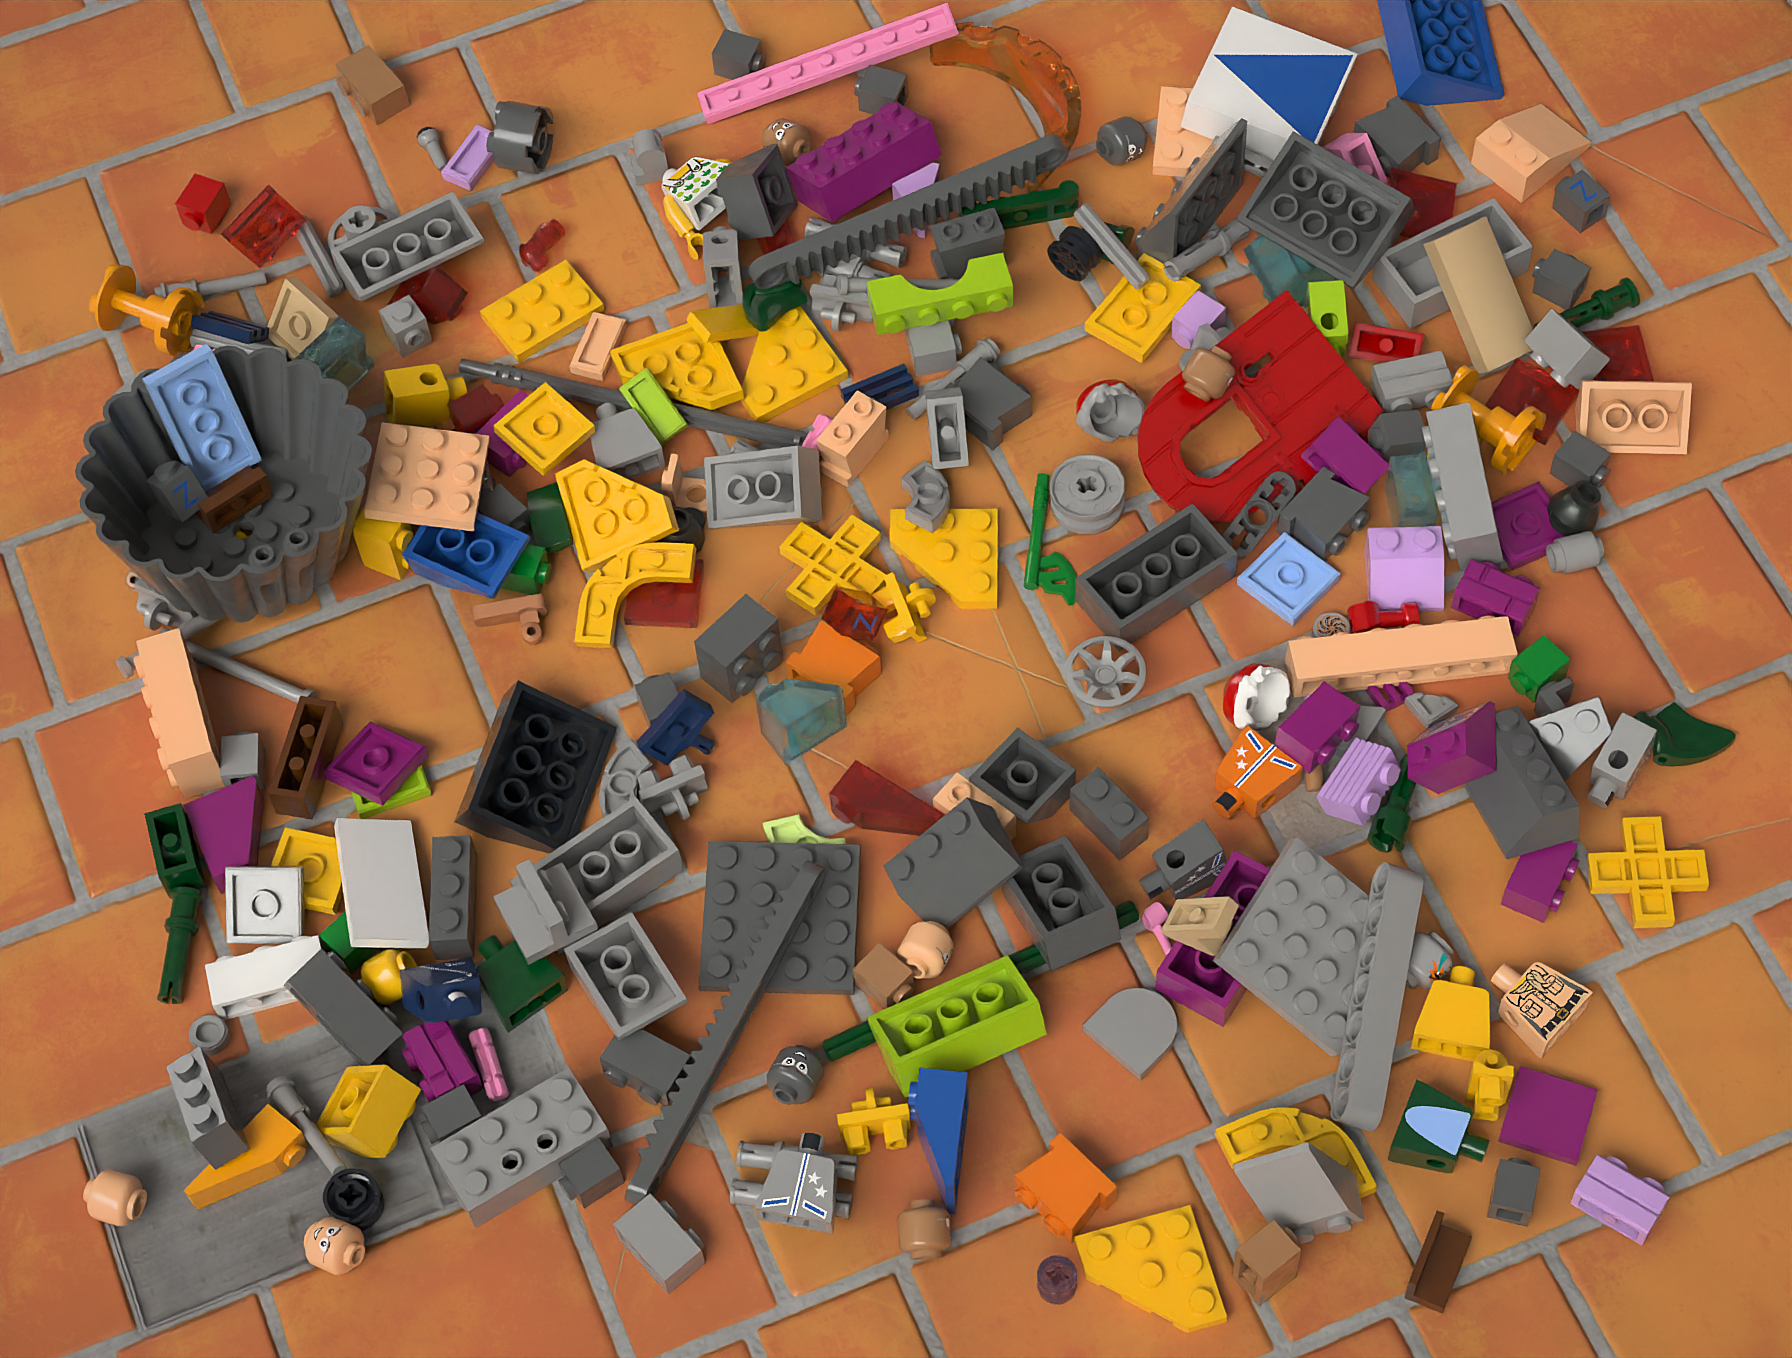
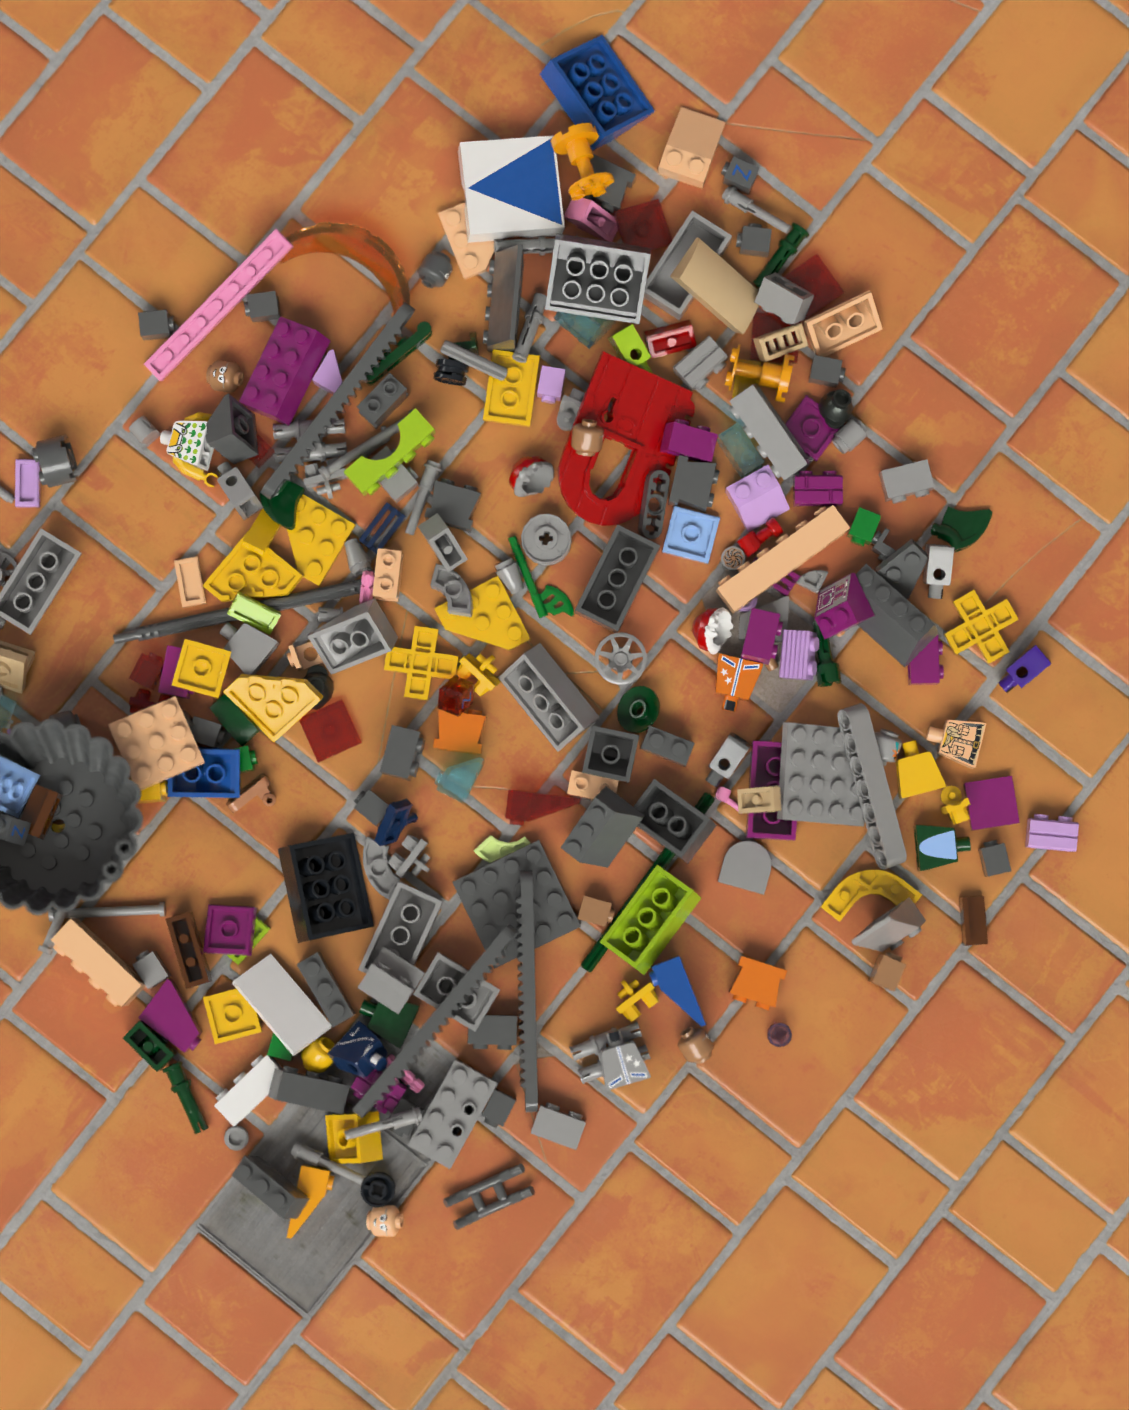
camera: 30 degrees left, 25 degrees up
(115, 1197) = (248, 1258): light nougat head -> none
(264, 904) = (222, 1050): tile -> none
(340, 353) = (38, 683): clear light blue hips -> none
(405, 326) = (65, 632): light grey brick -> none
(420, 395) = (103, 688): yellow torso -> none
(434, 294) = (69, 604): clear red slope -> none
(434, 1102) = (397, 1120): none -> light grey pin
(485, 1275) = (474, 1192): none -> dark grey piece
(541, 241) = (111, 526): clear red arm -> none
(542, 311) = (140, 574): yellow plate -> none
(570, 991) = (433, 1024): none -> dark grey gear
(618, 577) = (301, 739): yellow plate -> none
(795, 1074) = (577, 994): dark grey head -> none
(825, 402) = (357, 558): none -> light grey cone
(926, 949) = (608, 882): light nougat head -> none
(979, 678) = (548, 697): none -> light grey slope
(1014, 513) = (510, 575): none -> light grey cone
(1096, 747) = (633, 703): none -> dark green dish
(1156, 1267) = (826, 998): yellow plate -> none
(1380, 65) = (577, 146): none -> light orange piece
(1397, 434) = (710, 408): dark grey brick -> none
(1537, 386) = (778, 334): none -> tan slope
(1557, 220) = (746, 204): none -> light grey pin
(1629, 640) = (906, 481): none -> light grey brick
(1690, 949) = (1035, 663): none -> dark purple torso

